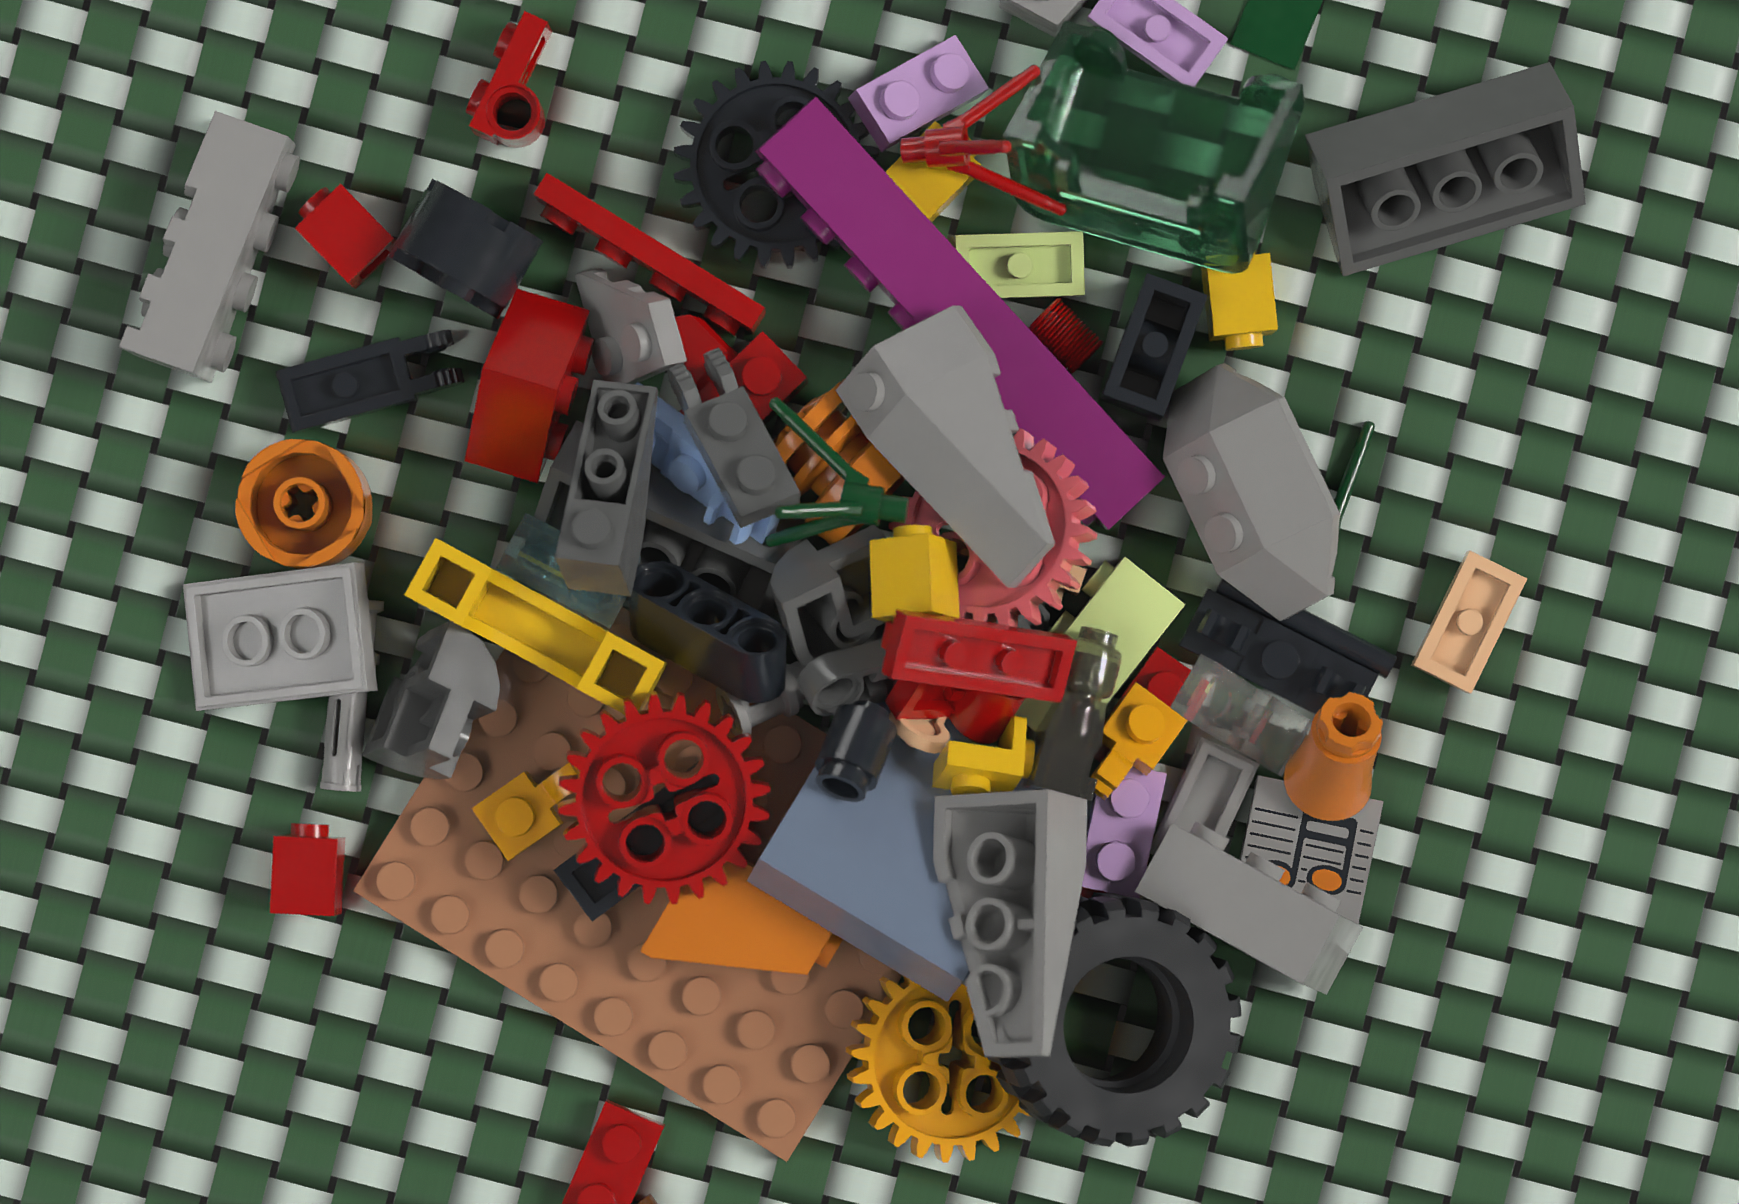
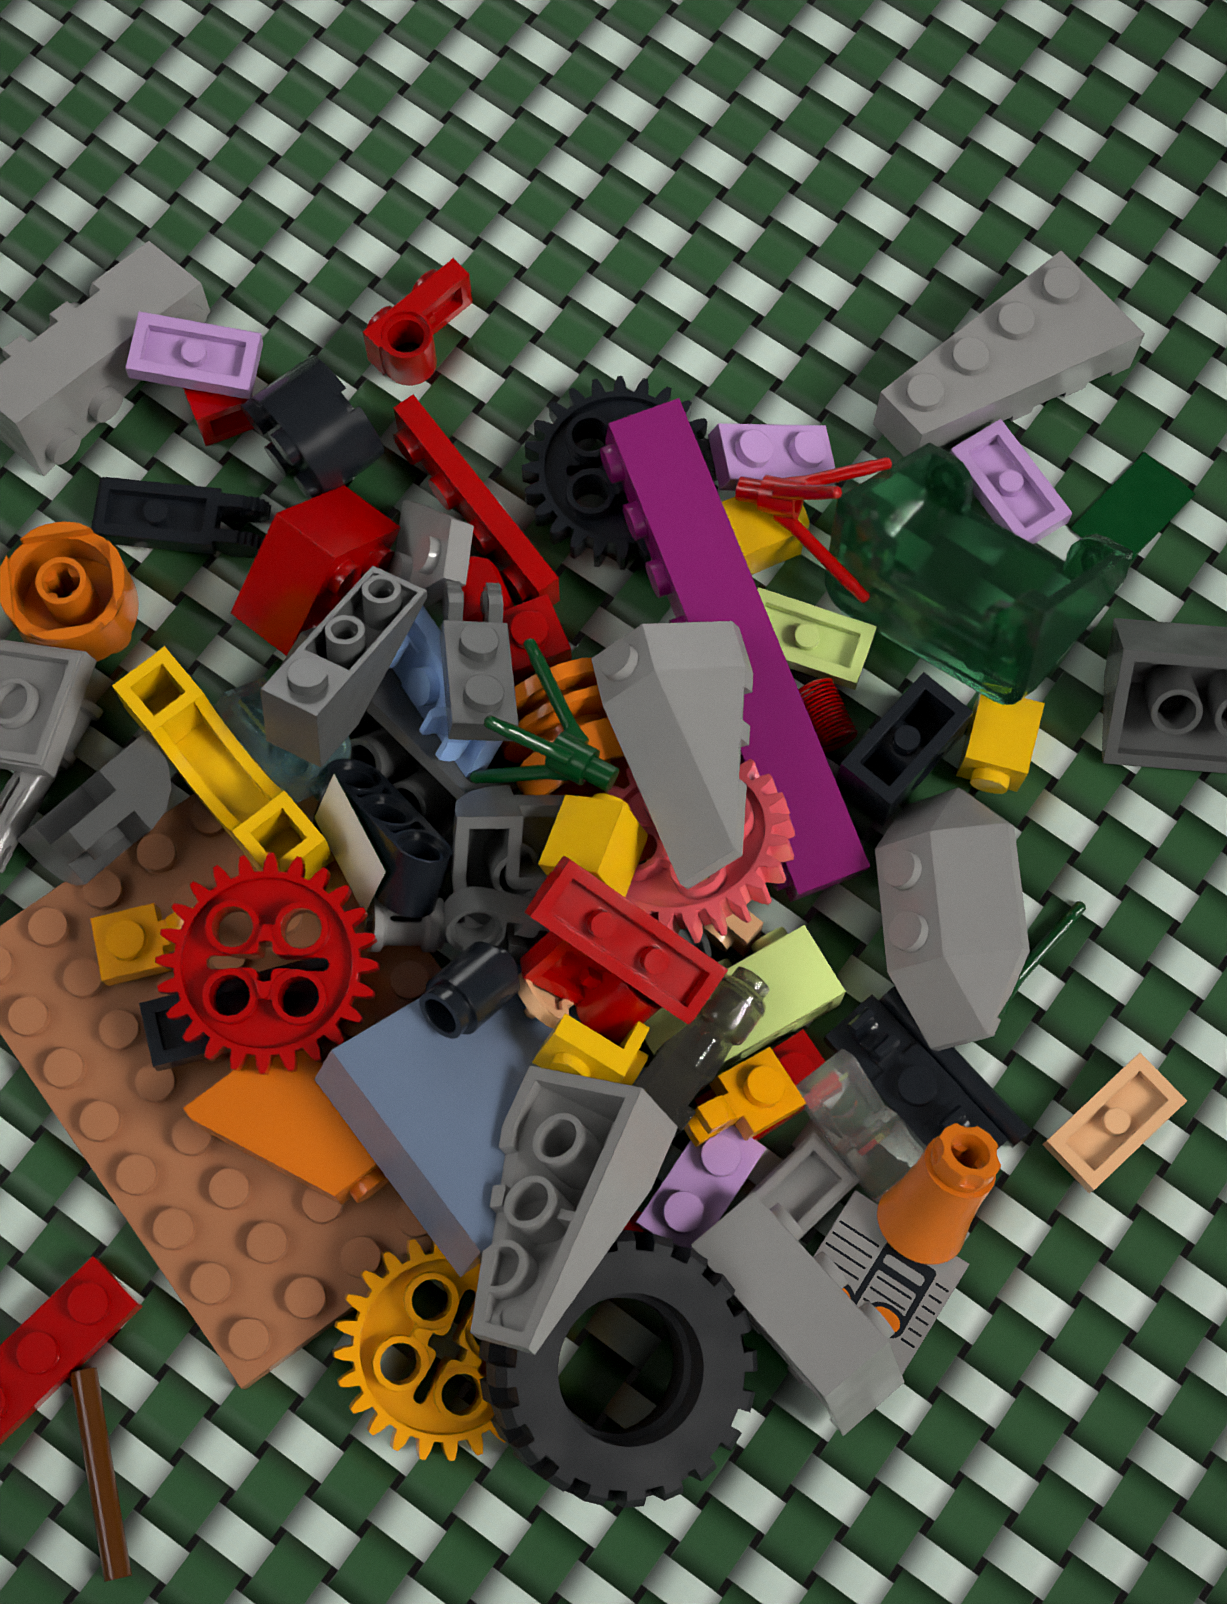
camera: 20 degrees right, 15 degrees down
(323, 224) = (194, 355): none -> lavender plate
(684, 652) = (350, 844): none -> white sticker

